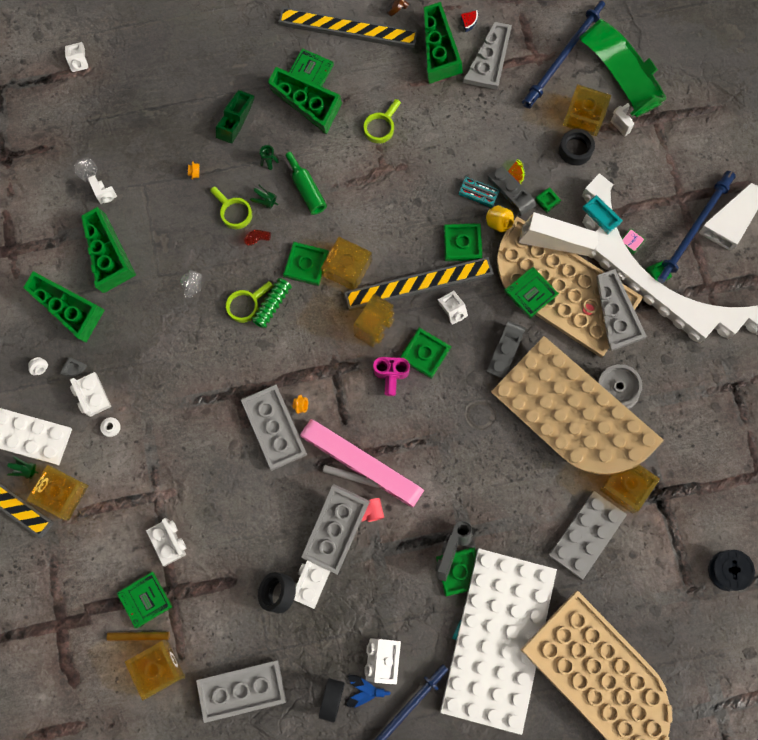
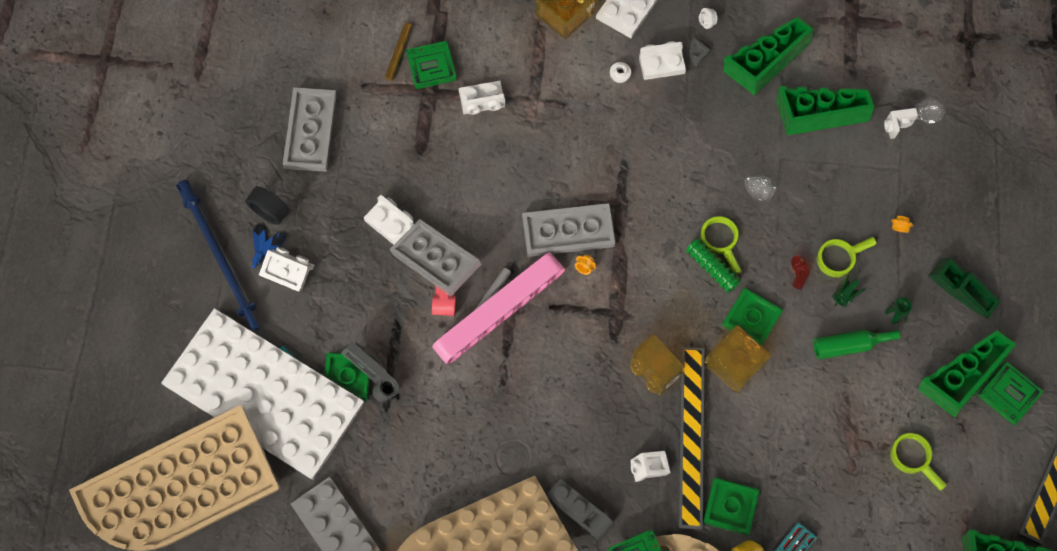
camera: 105 degrees right, 5 degrees down
(154, 670) = (358, 55): clear yellow brick -> none
(286, 597) = (391, 183): black tyre -> none
(391, 374) = (590, 369): dark pink beam -> none
(425, 352) = (604, 417): green tile -> none

